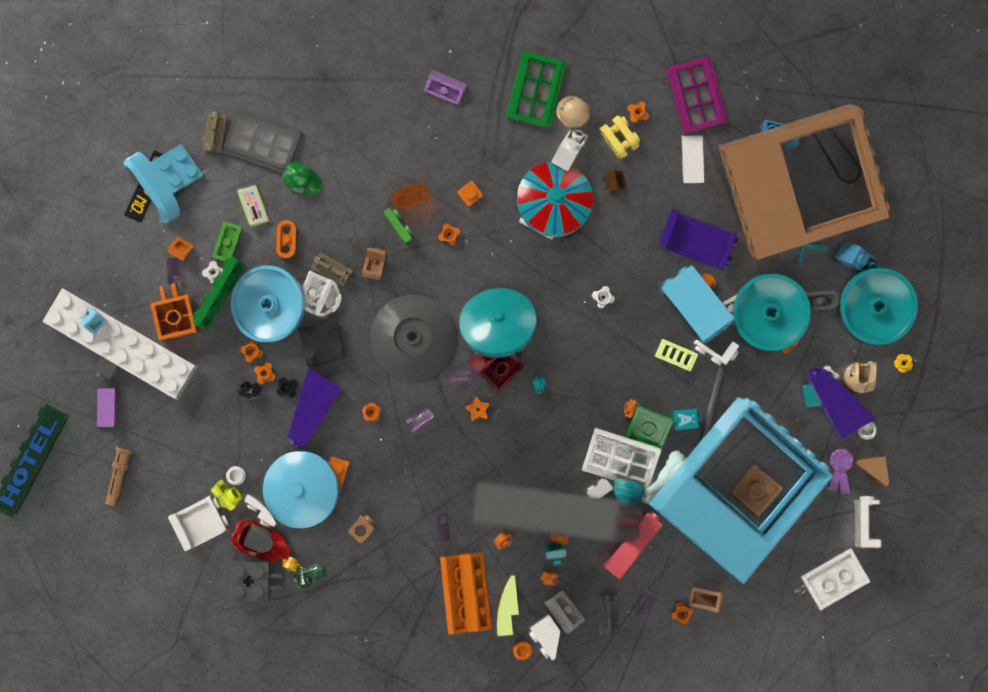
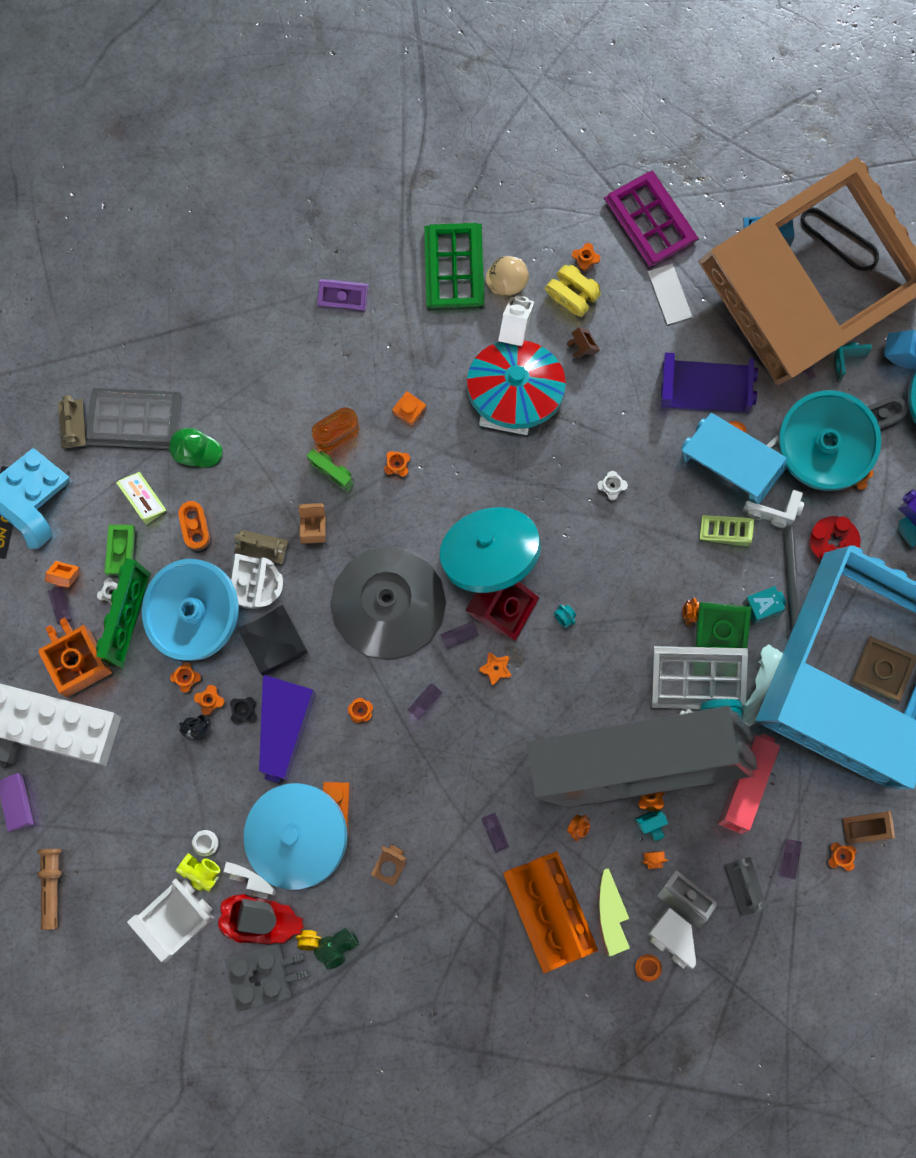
camera: 10 degrees left, 10 degrees down
(759, 377) = (832, 526): none -> red plate

